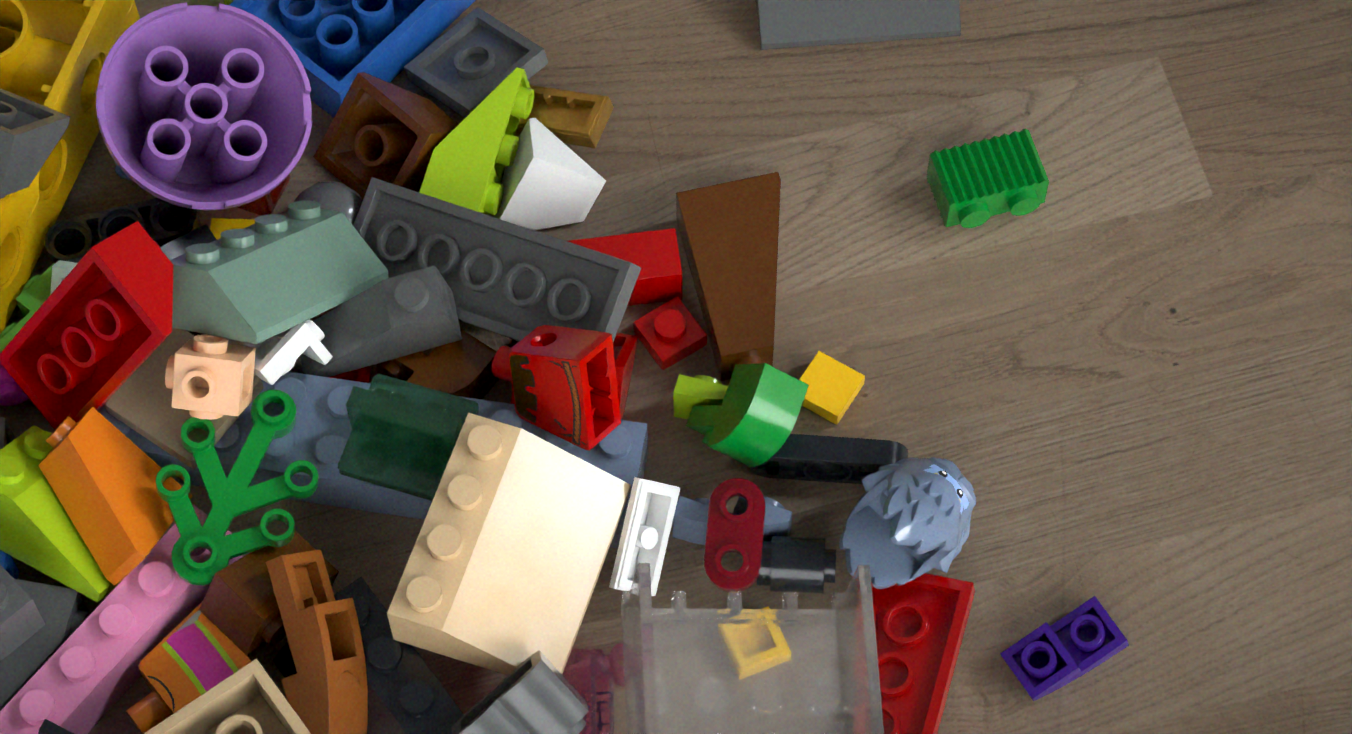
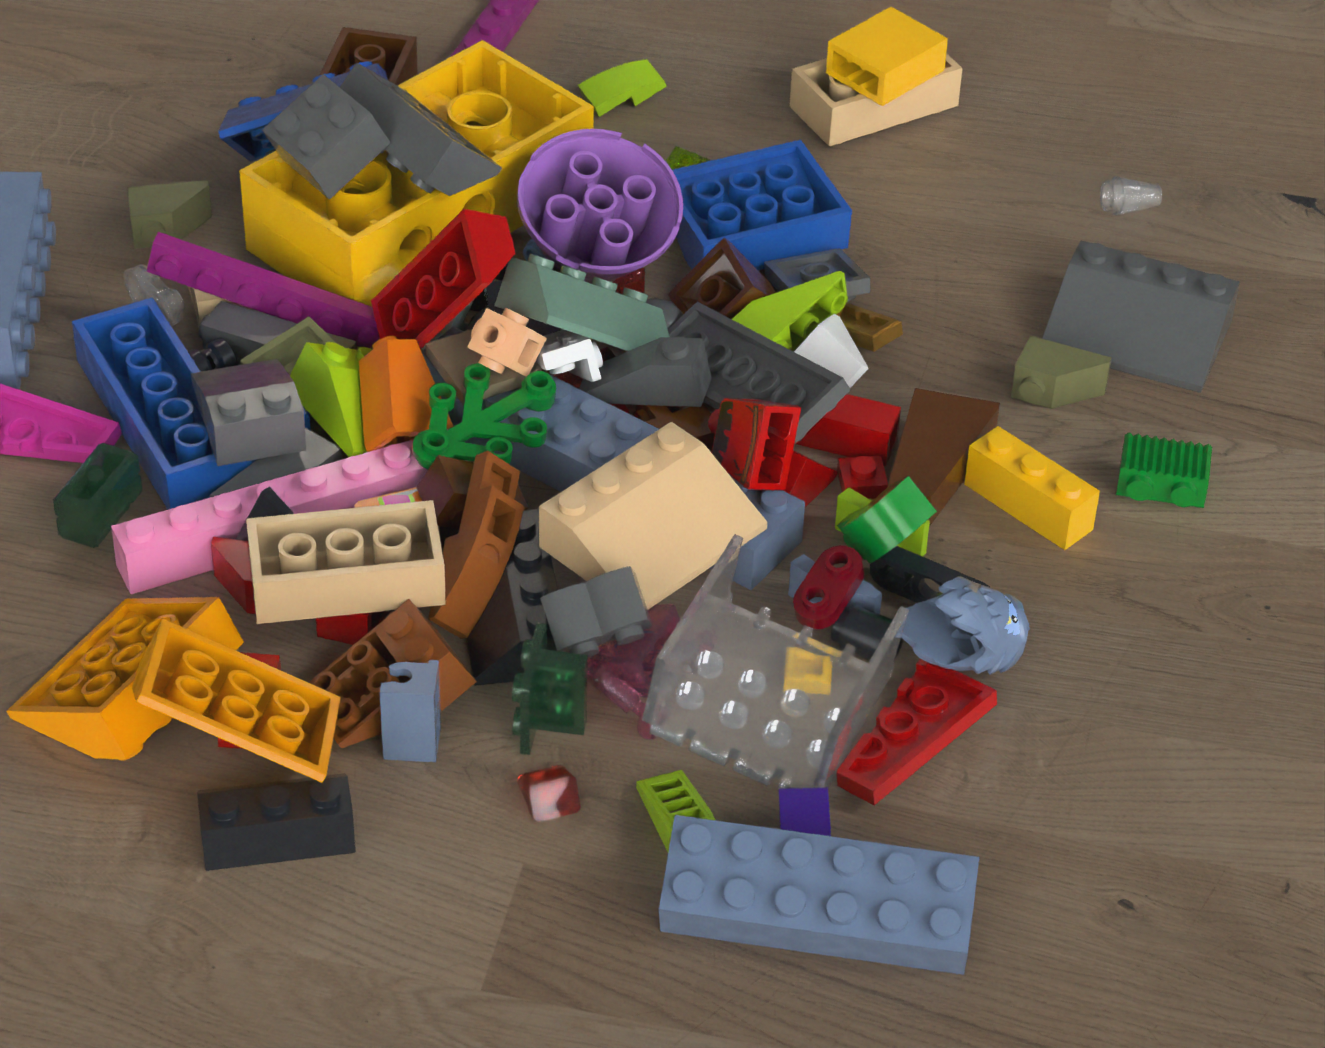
camera: 25 degrees right, 20 degrees down
(402, 435) = (611, 423): clear green bracket -> none
(645, 532) = (763, 562): white slope -> none
(807, 88) = (1058, 374): none -> olive slope
(830, 387) = (961, 549): yellow tile -> none
(863, 271) = (1031, 487): none -> yellow brick
(1064, 650) = (1054, 768): dark purple slope -> none

